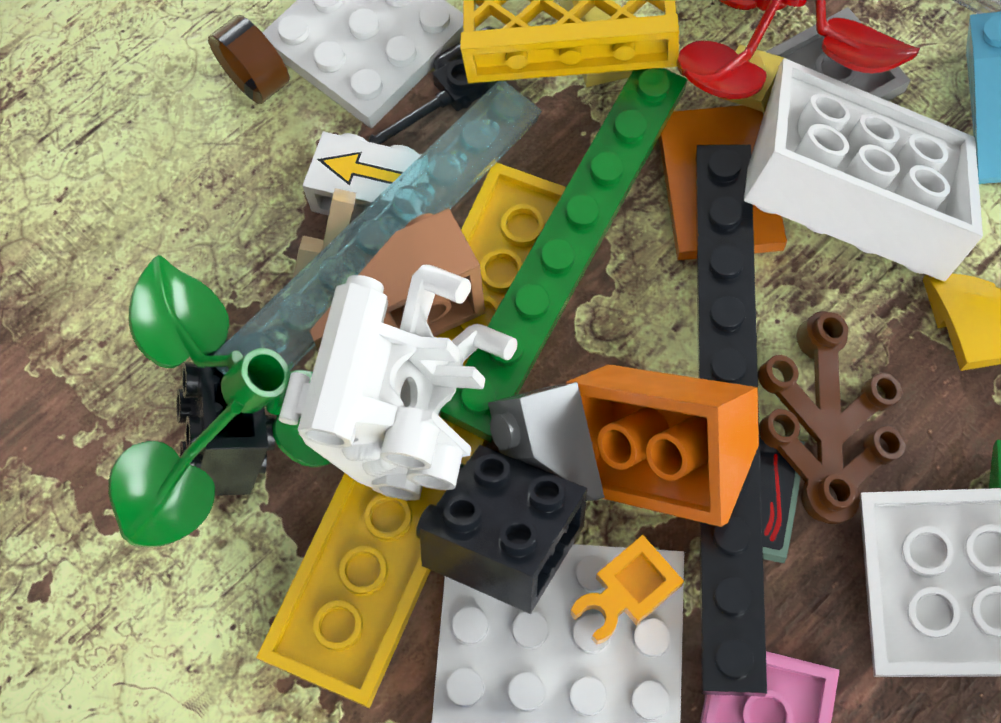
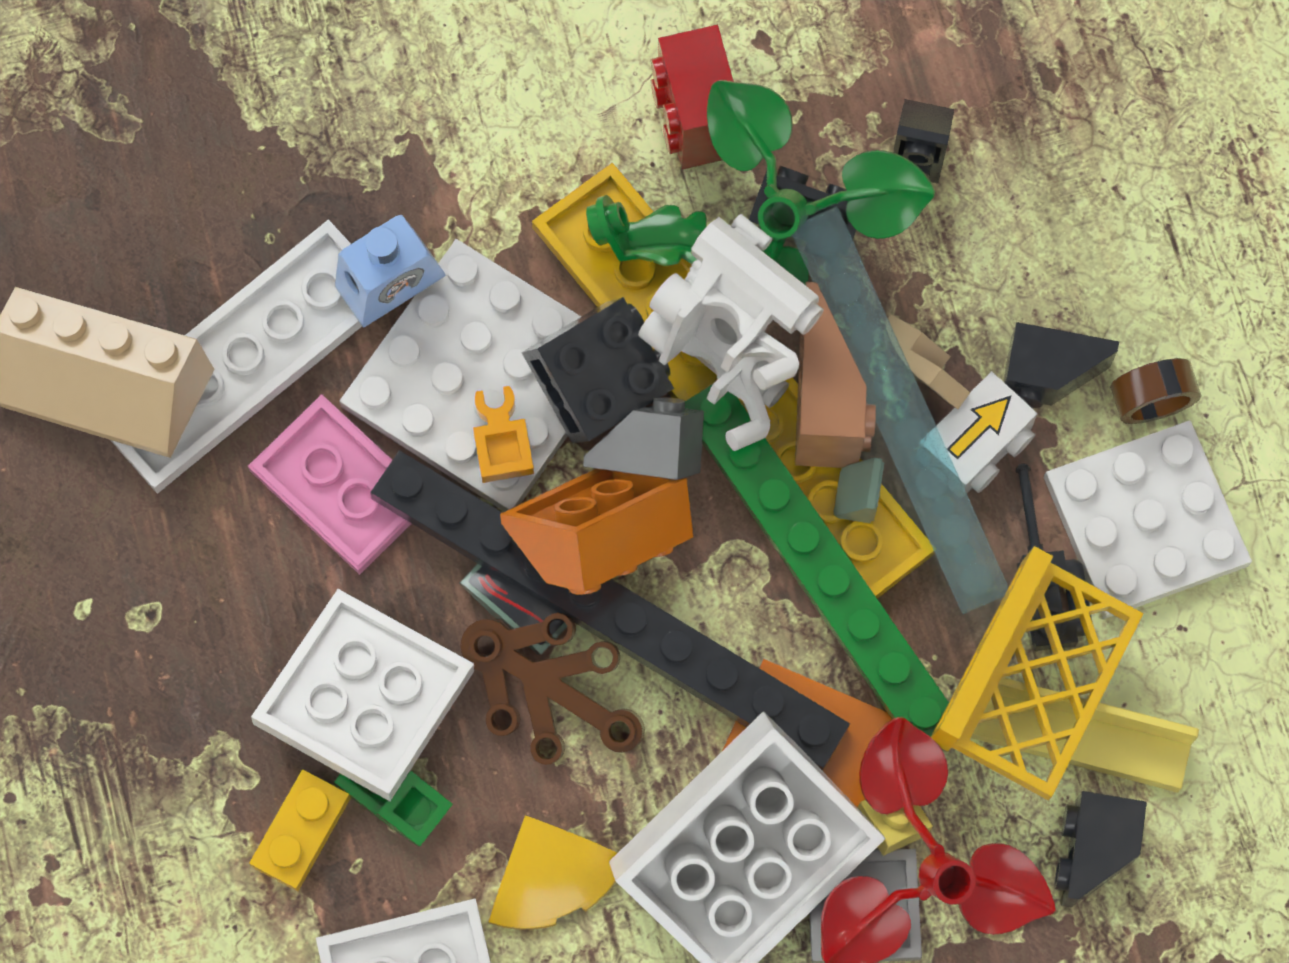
camera: 115 degrees right, 5 degrees up
(88, 363) = (924, 136): none -> black slope
(136, 603) = (681, 86): none -> red brick
(265, 156) = (1053, 363): none -> black slope
(320, 549) = (657, 238): none -> green plant
(486, 231) = (859, 490): none -> sand green slope

